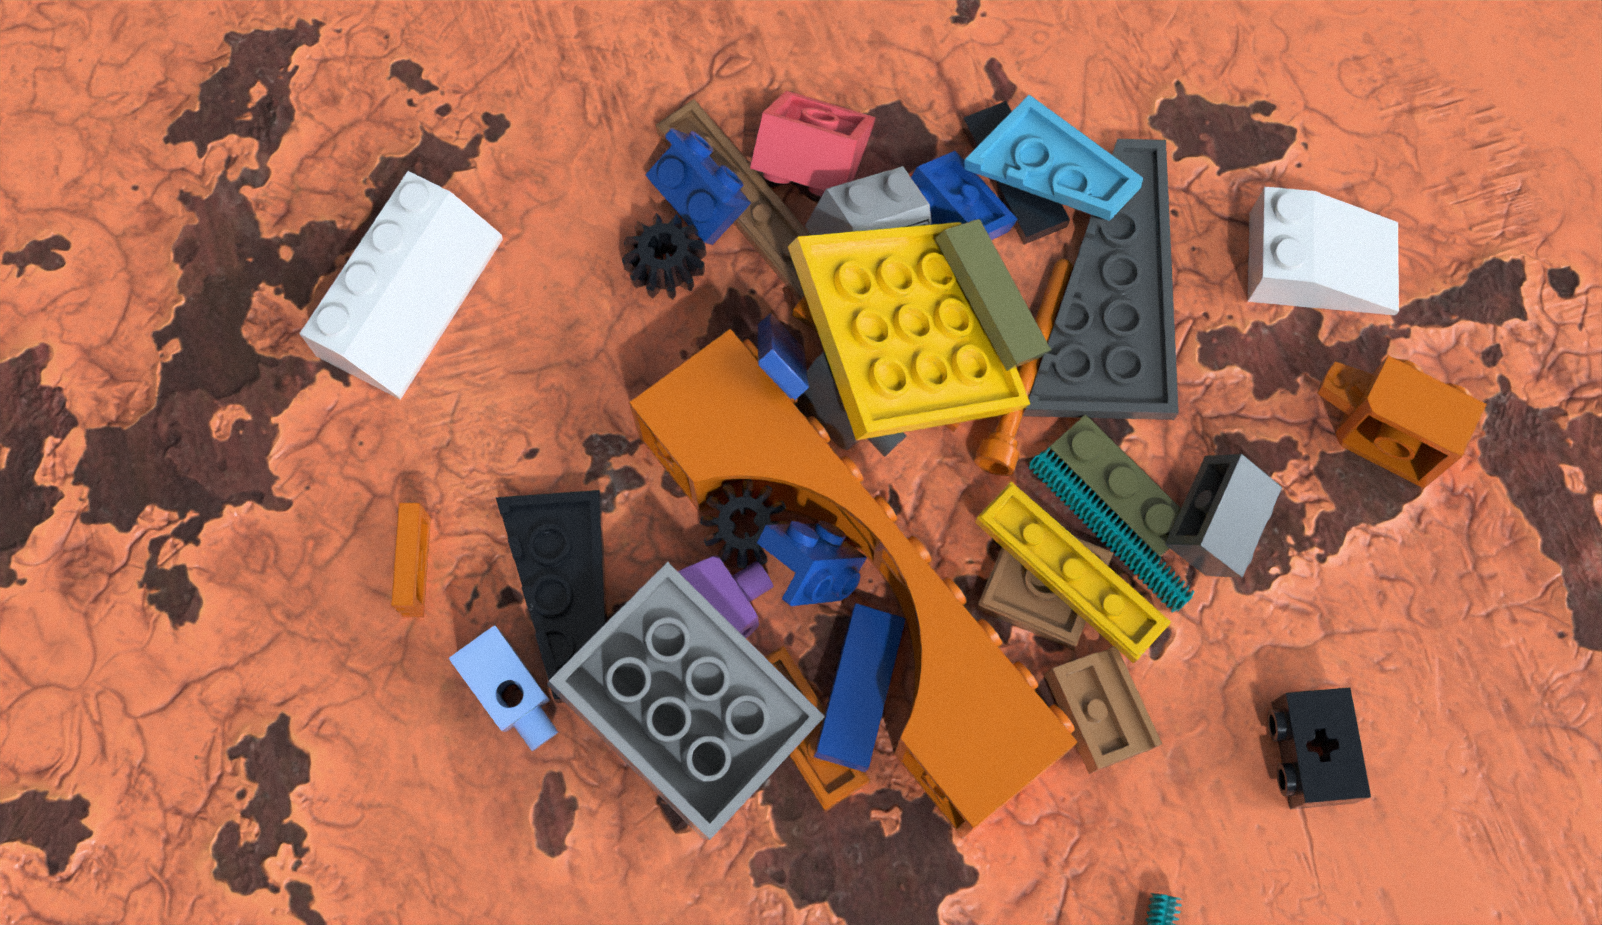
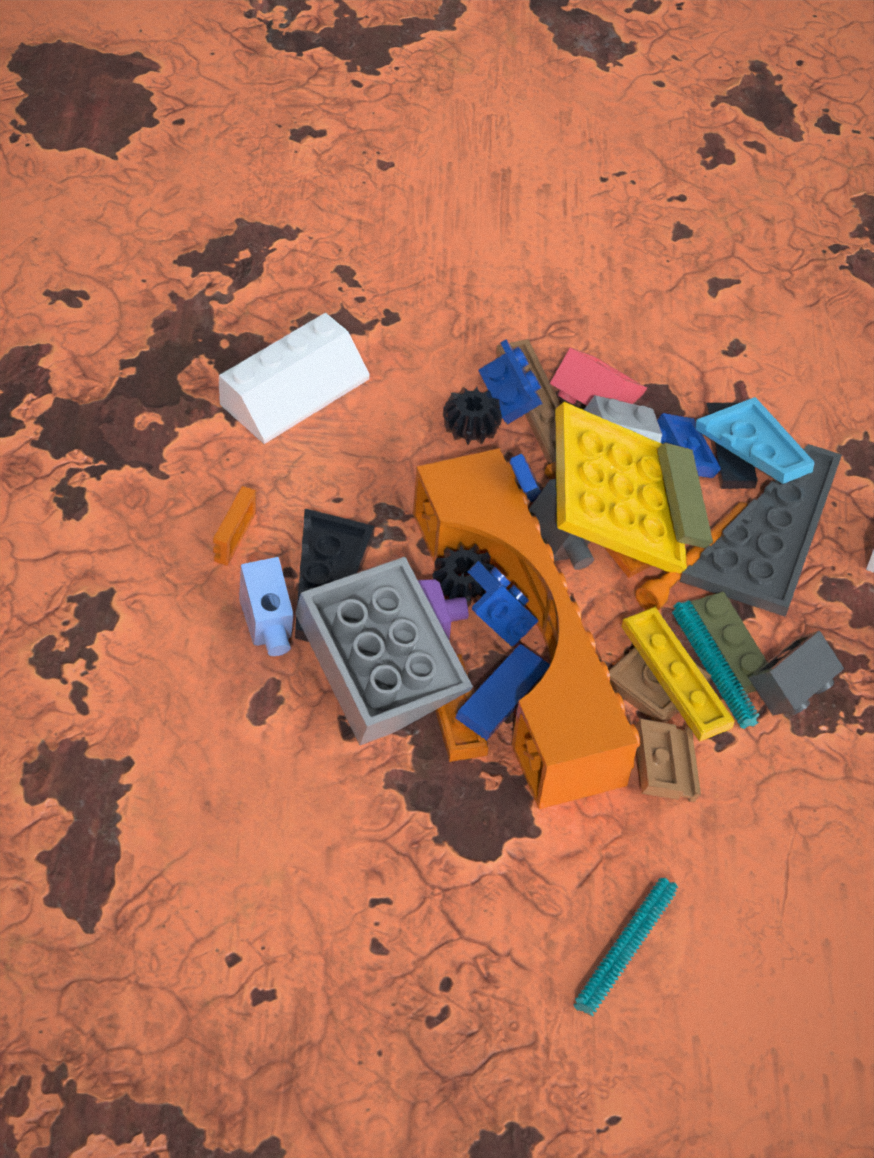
camera: 15 degrees right, 20 degrees down
(1326, 721) = (811, 832): black brick -> none

